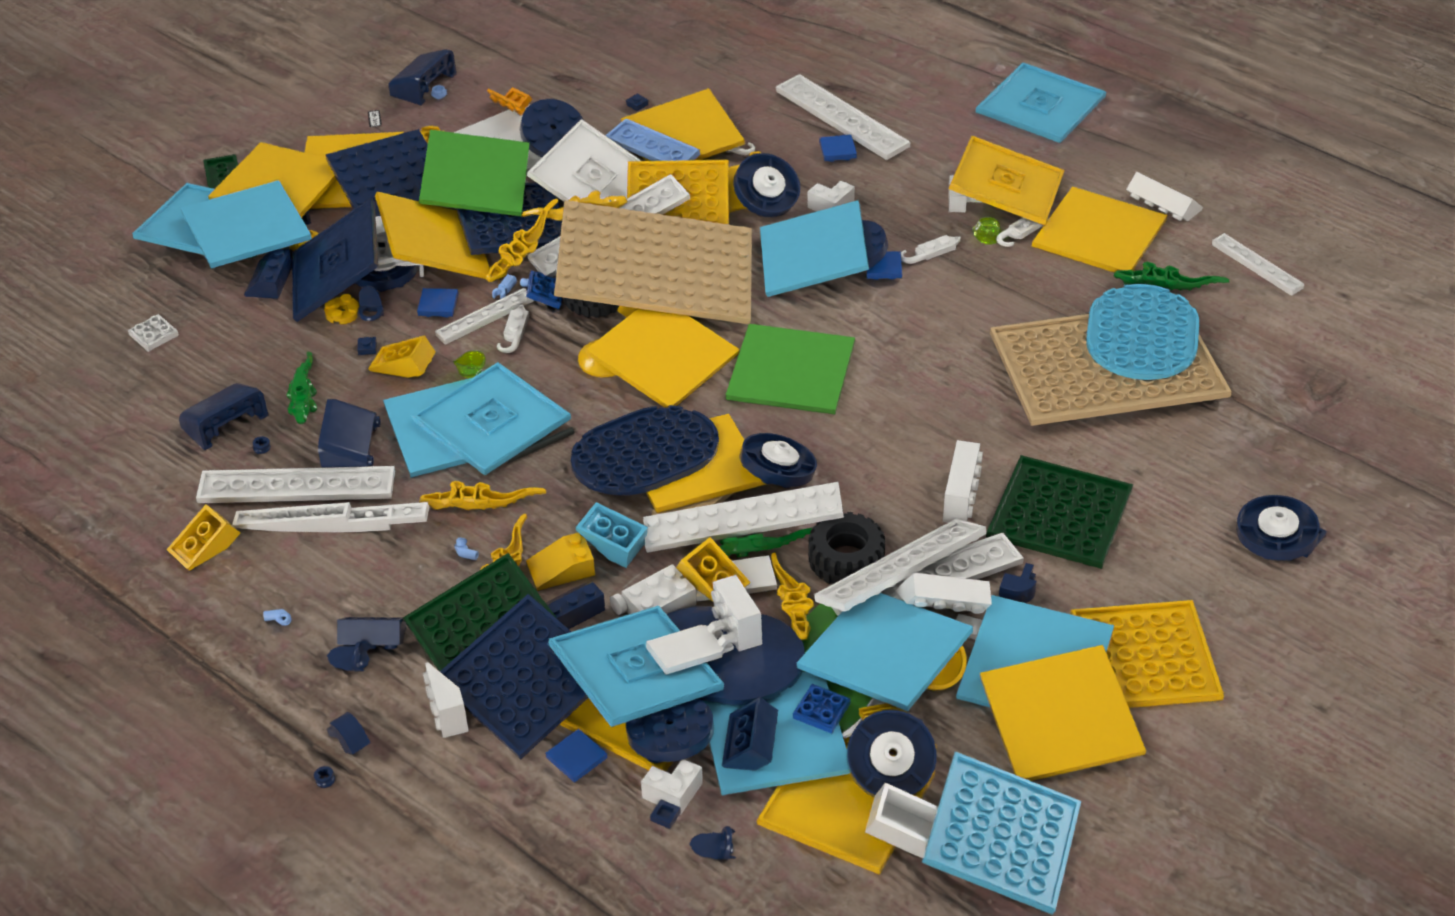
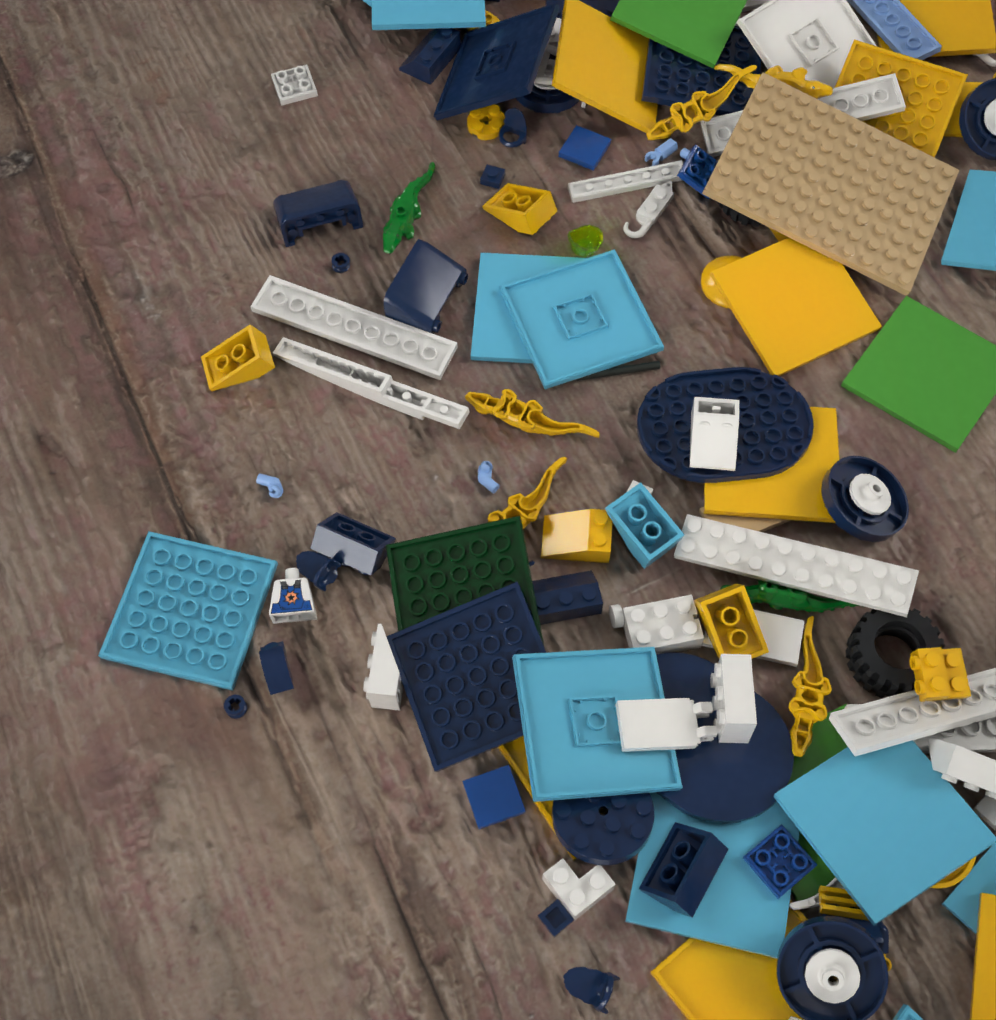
camera: 25 degrees right, 20 degrees up
(247, 727) = (189, 610): none -> medium azure tile
(339, 685) = (292, 599): none -> torso
(639, 451) = (714, 433): none -> white slope
(884, 543) = (939, 674): none -> yellow plate

